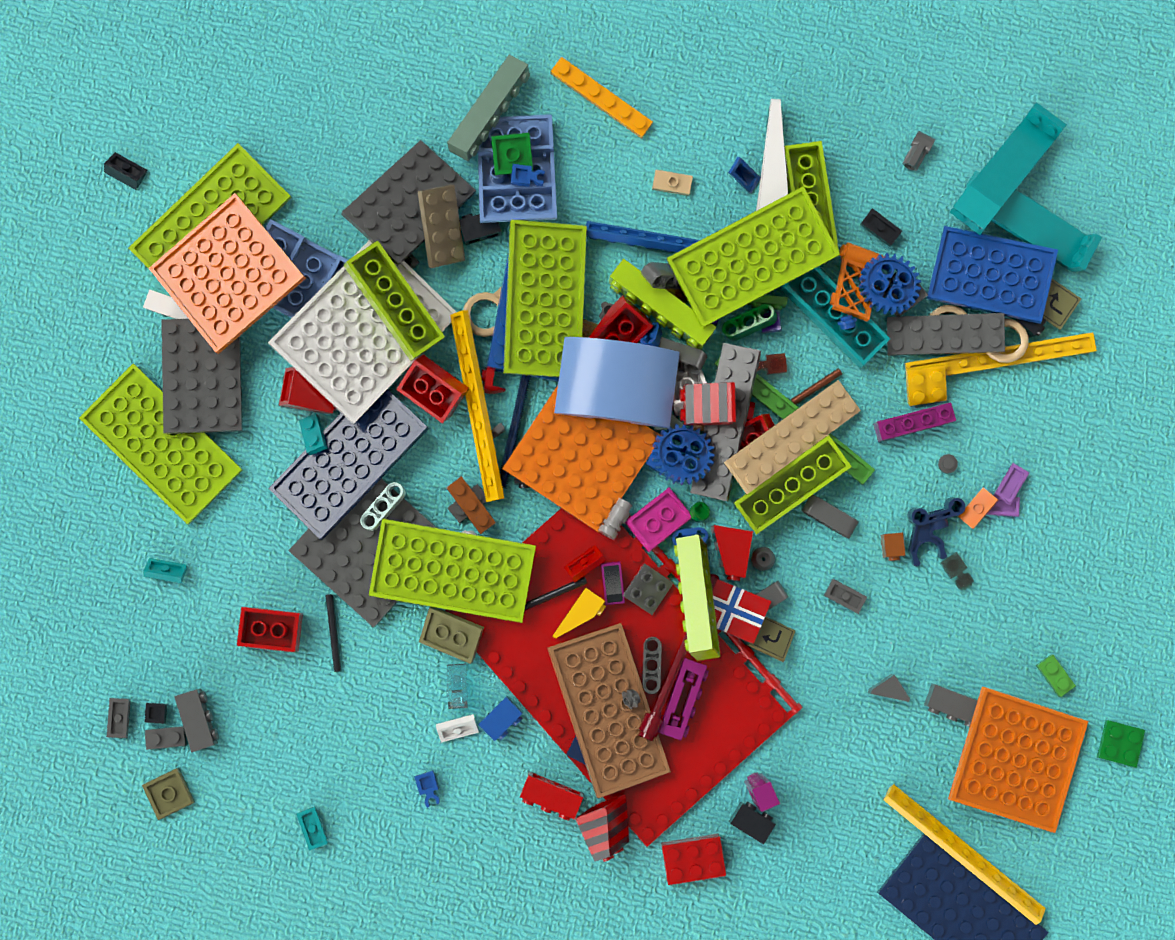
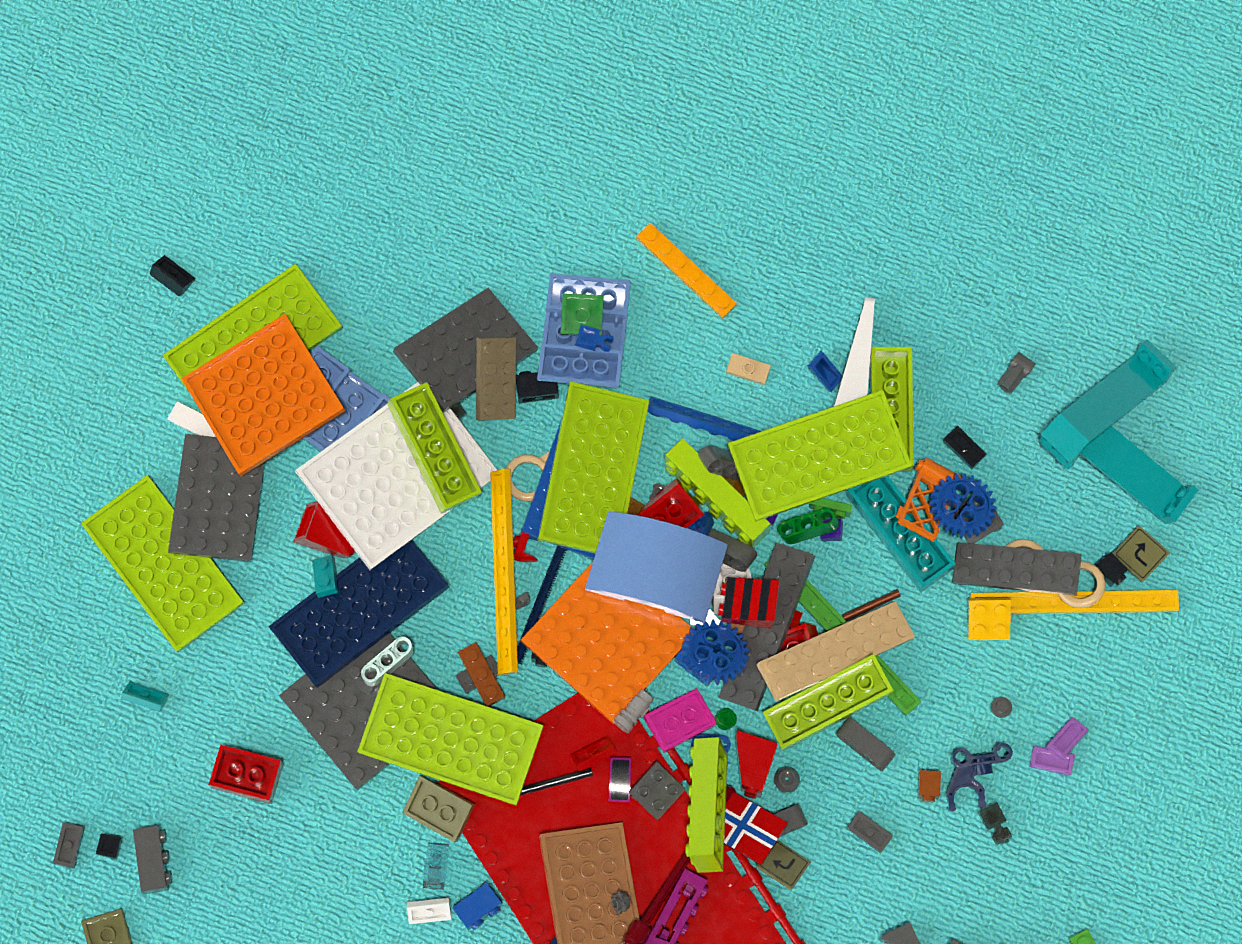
camera: 15 degrees right, 10 degrees down
(165, 737) = (114, 875): dark grey plate -> none
(333, 633) = (312, 787): black bar -> none
(432, 388) = (459, 546): red brick -> none
(488, 108) = (565, 264): sand green brick -> none
(583, 610) = (581, 804): yellow slope -> none
(654, 674) = (648, 882): dark grey beam -> none
(774, 364) = (828, 574): clear red plate -> none
(847, 322) = (911, 538): blue plate -> none
(914, 422) = (971, 657): magenta brick -> none
(978, 508) = (1027, 759): orange plate -> none
(992, 274) = (1076, 512): blue plate -> none

